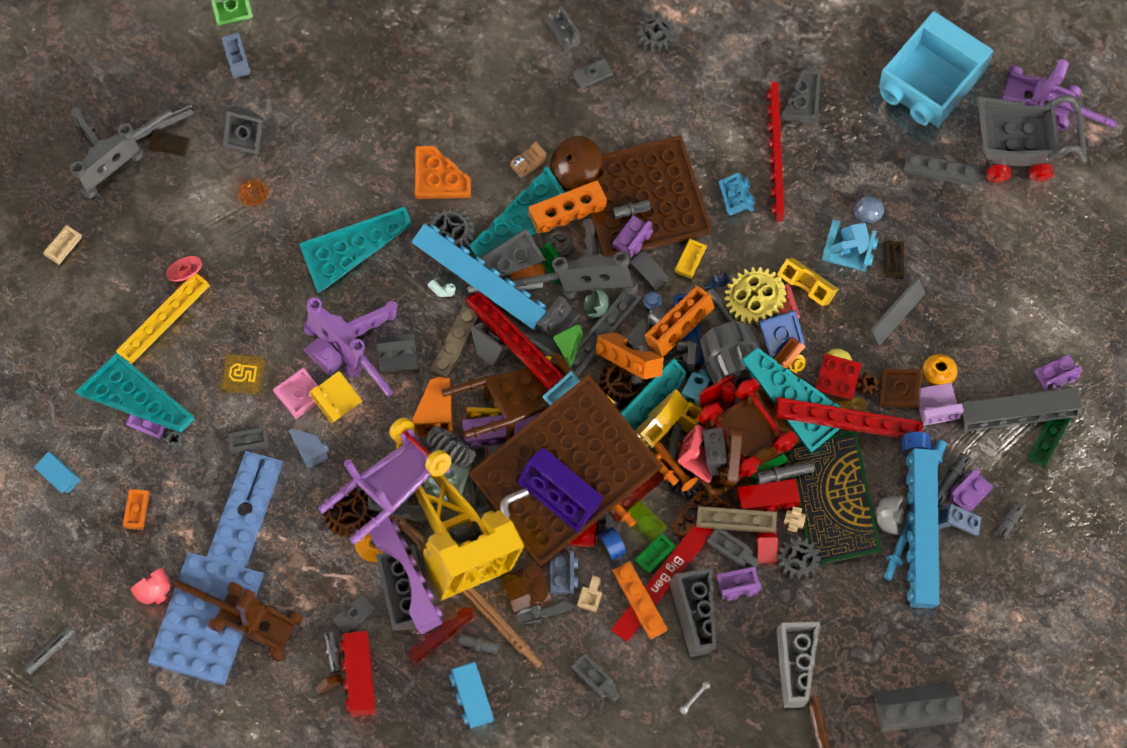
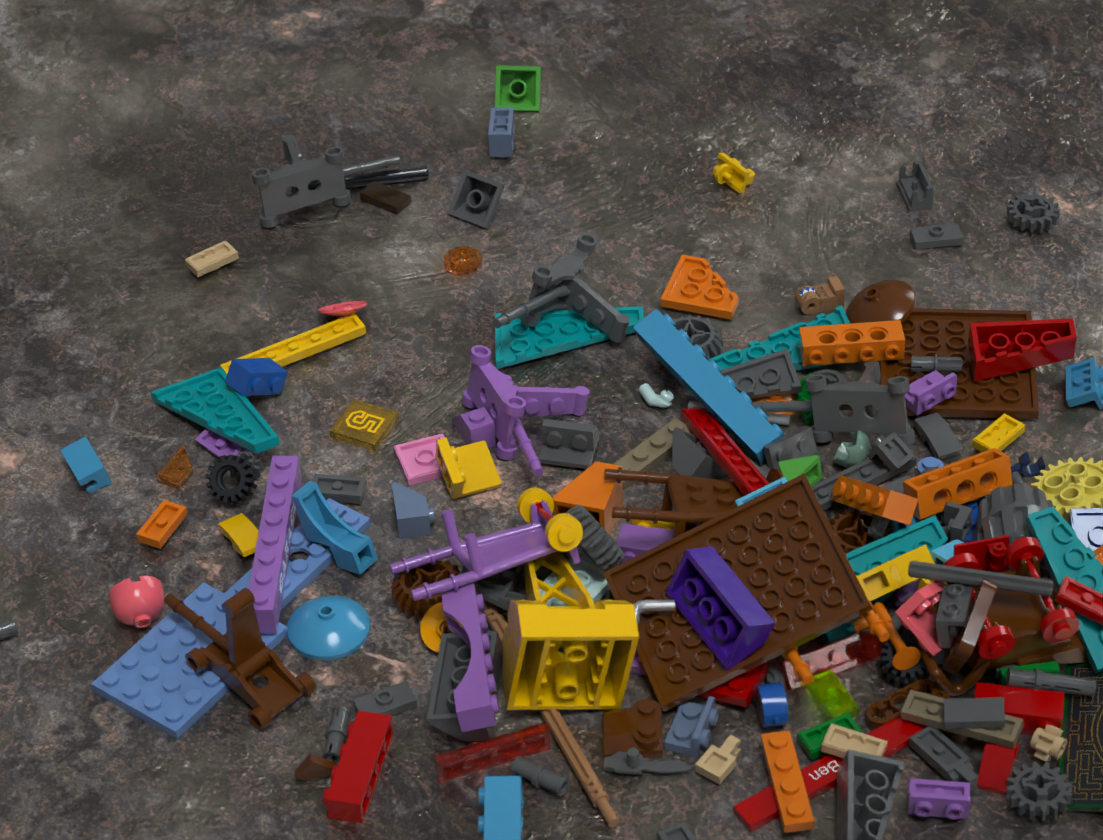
camera: 20 degrees right, 25 degrees down
(124, 455) = (176, 470): none -> clear orange tile
(150, 358) = (256, 376): none -> blue brick
(180, 451) = (246, 479): none -> black tyre
(198, 501) = (241, 533): none -> yellow slope
(228, 510) = (274, 541): none -> medium lavender brick
(261, 486) = (322, 525): none -> dark azure arch
(292, 573) = (328, 627): none -> dark azure dish
(347, 213) = (565, 287): none -> dark grey piece
(422, 50) = (732, 173): none -> yellow hips
(625, 302) = (891, 451): none -> dark grey bracket
(674, 561) = (841, 739): none -> tan plate
(685, 179) = (1019, 345): none -> red wedge
(726, 422) = (974, 577): none -> dark grey axle
(745, 517) = (974, 713): none -> dark grey tile

